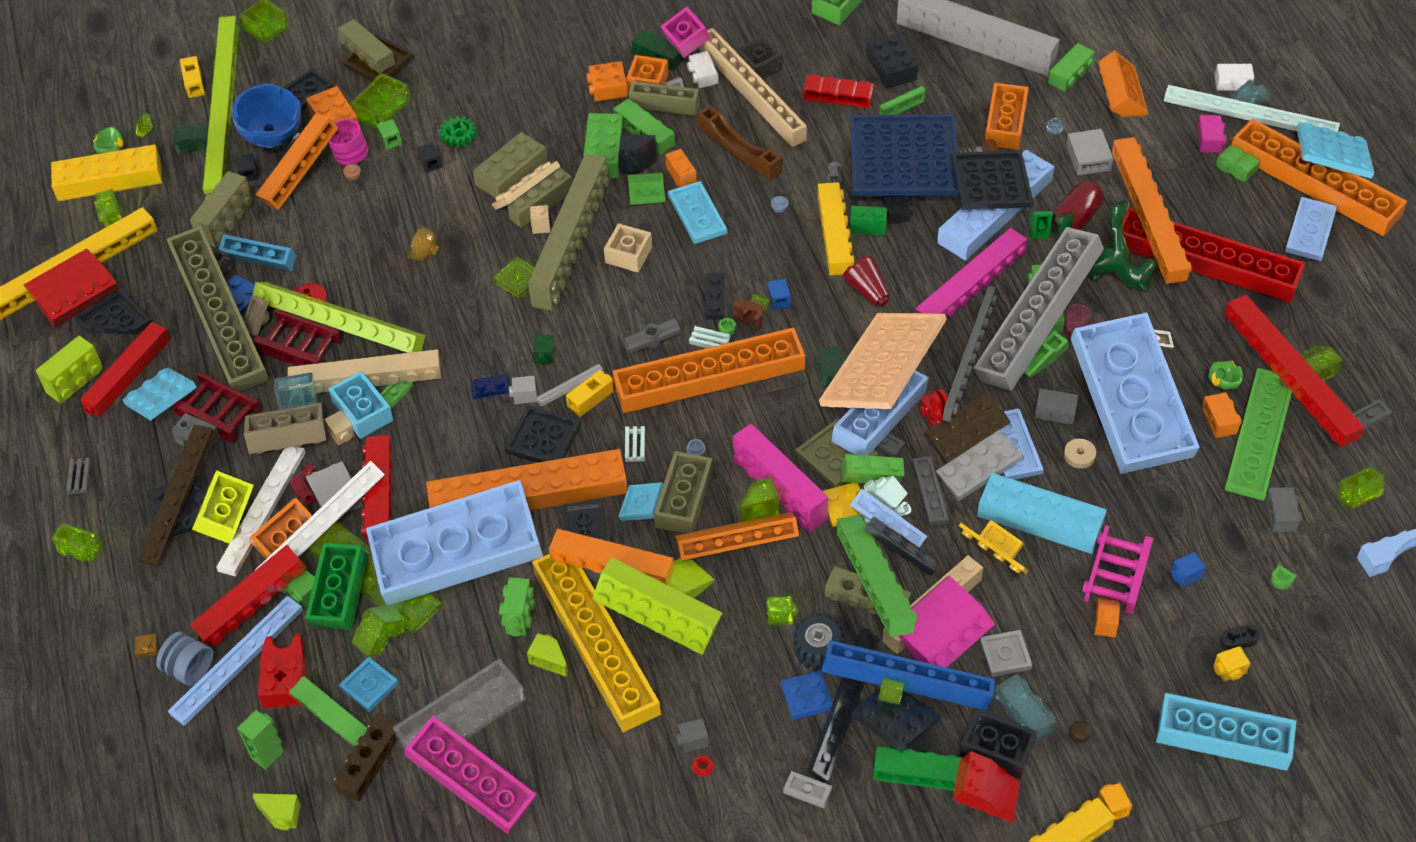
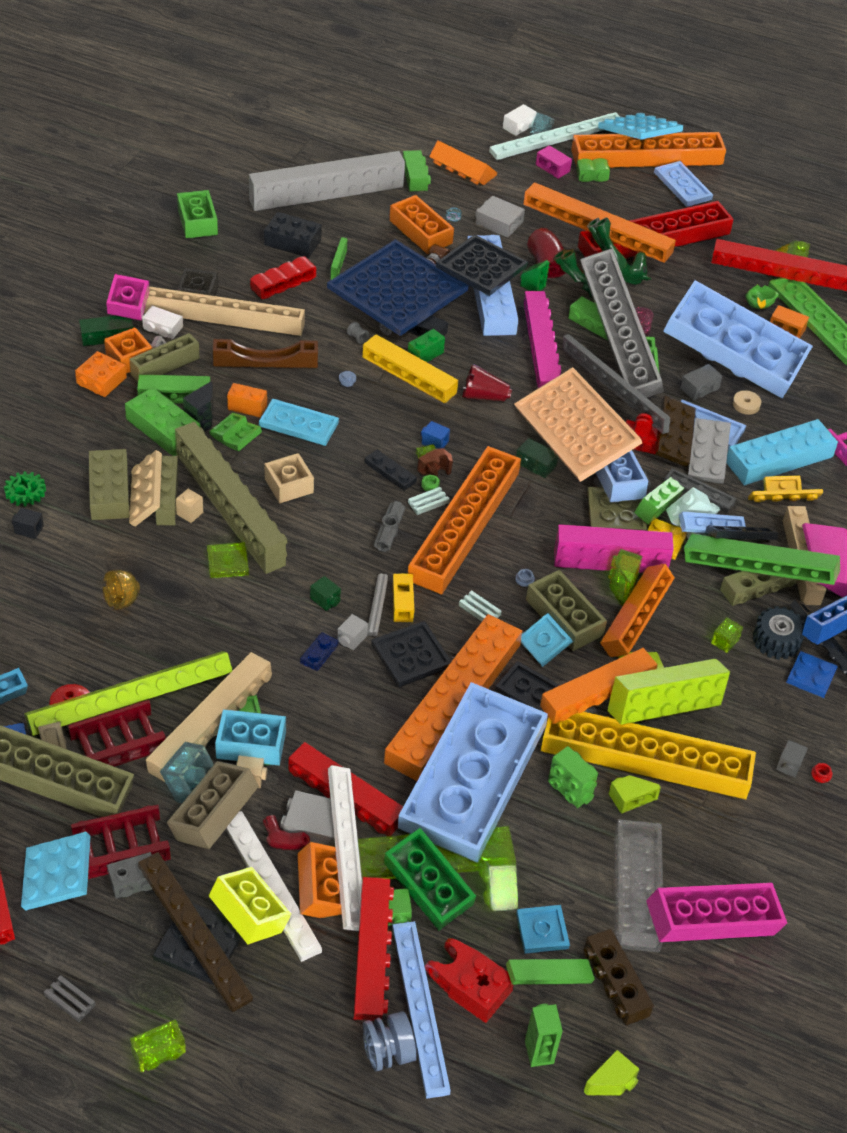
camera: 55 degrees left, 5 degrees down
(146, 645) = (329, 1068): pearl gold plate -> none

